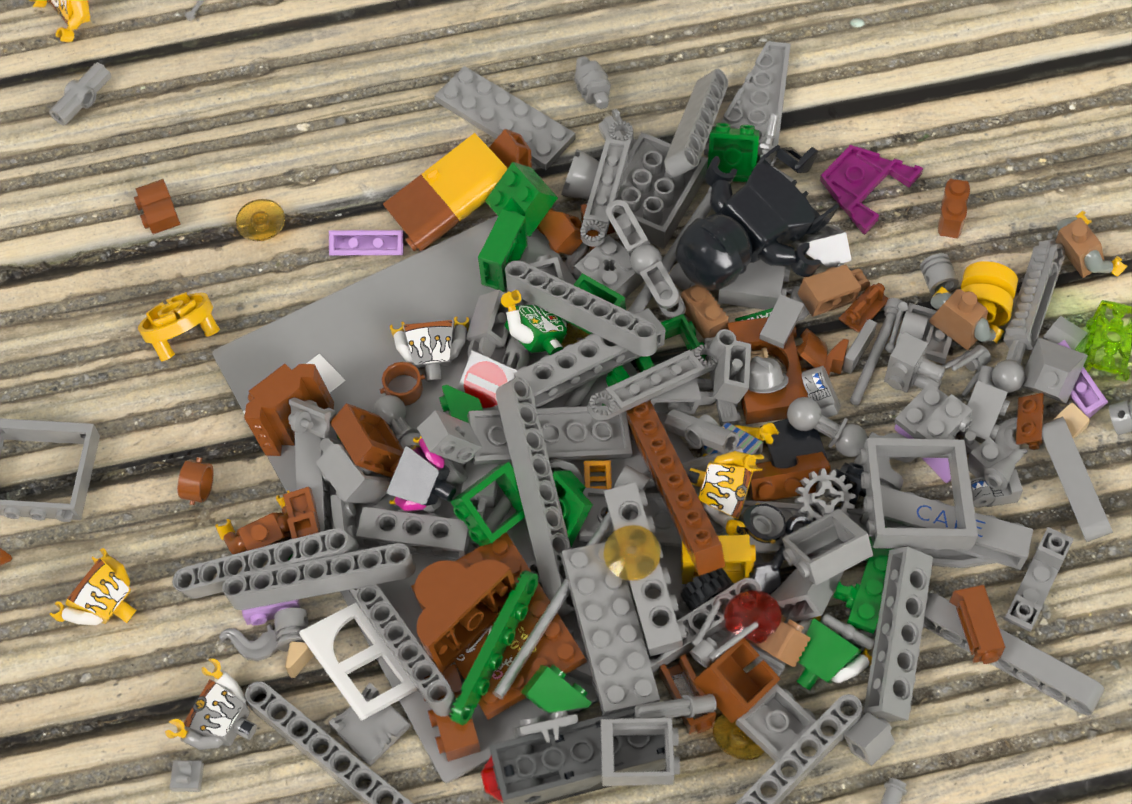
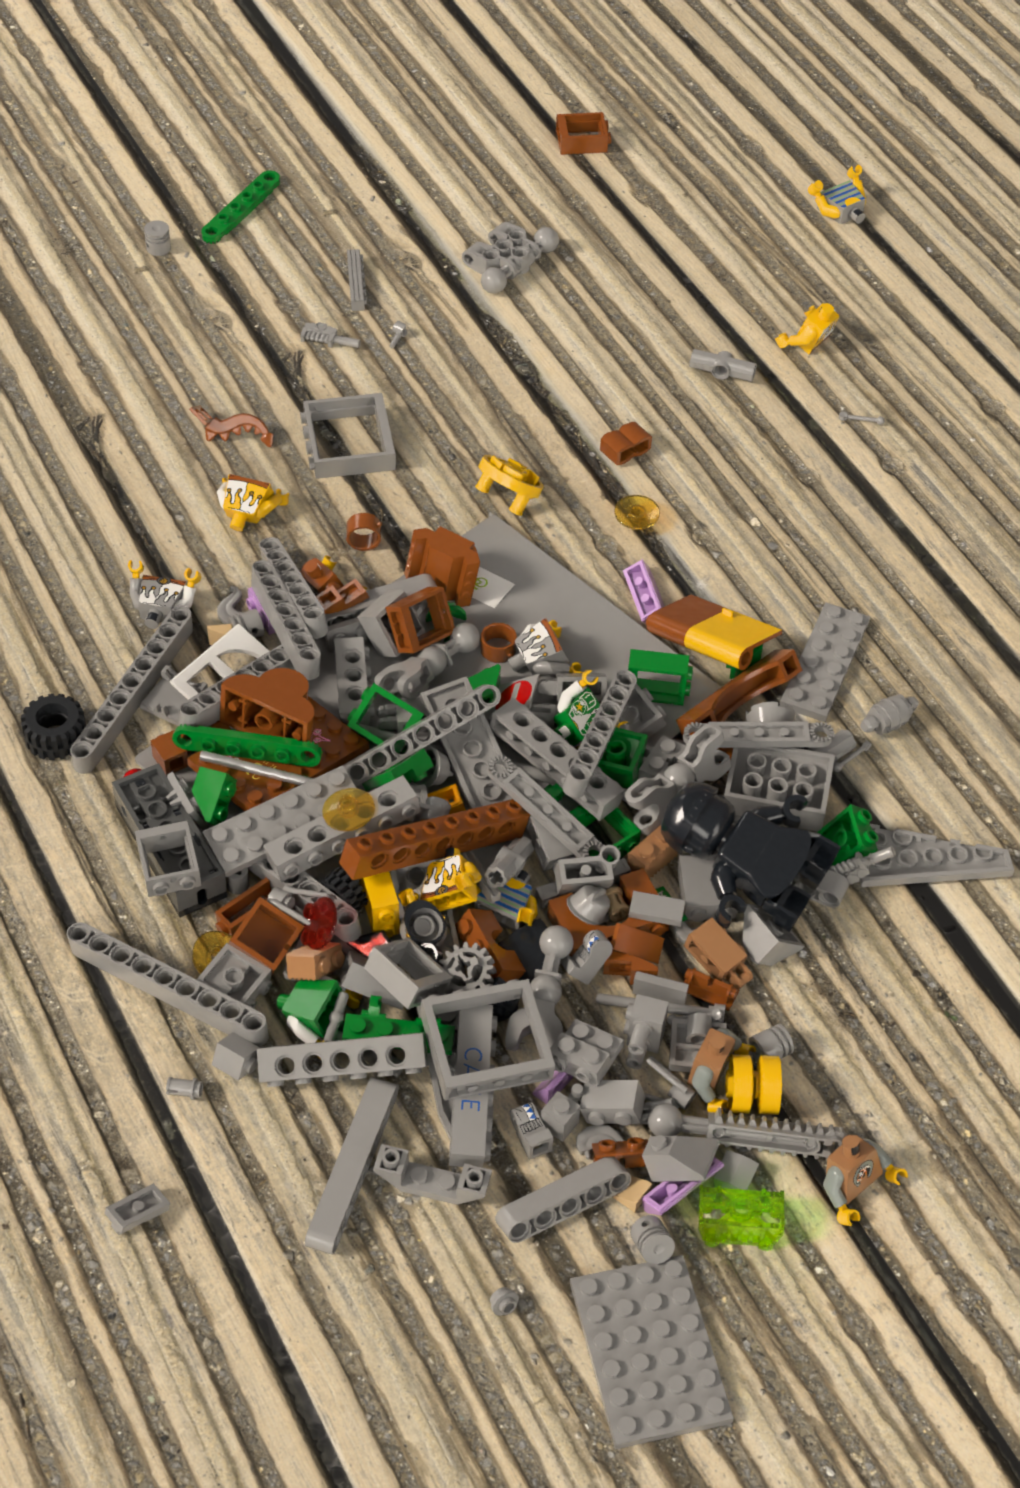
camera: 70 degrees right, 10 degrees down
(186, 776) = (108, 596): light grey tile -> none
(310, 418) = (430, 574): light grey hips -> none
(420, 479) = (395, 656): torso -> none
(449, 437) = (429, 661): light grey brick -> none
(523, 193) = (719, 675): green slope -> none
(687, 707) = (219, 884): light grey axle -> none
(696, 123) = (851, 794): light grey beam -> none
(797, 161) = (866, 899): black tile -> none
(857, 175) = (867, 956): magenta wing -> none
(953, 208) = (863, 1047): dark orange brick -> none
(978, 624) = (365, 1119): dark orange window -> none
(999, 474) = (540, 1118): light grey cone -> none

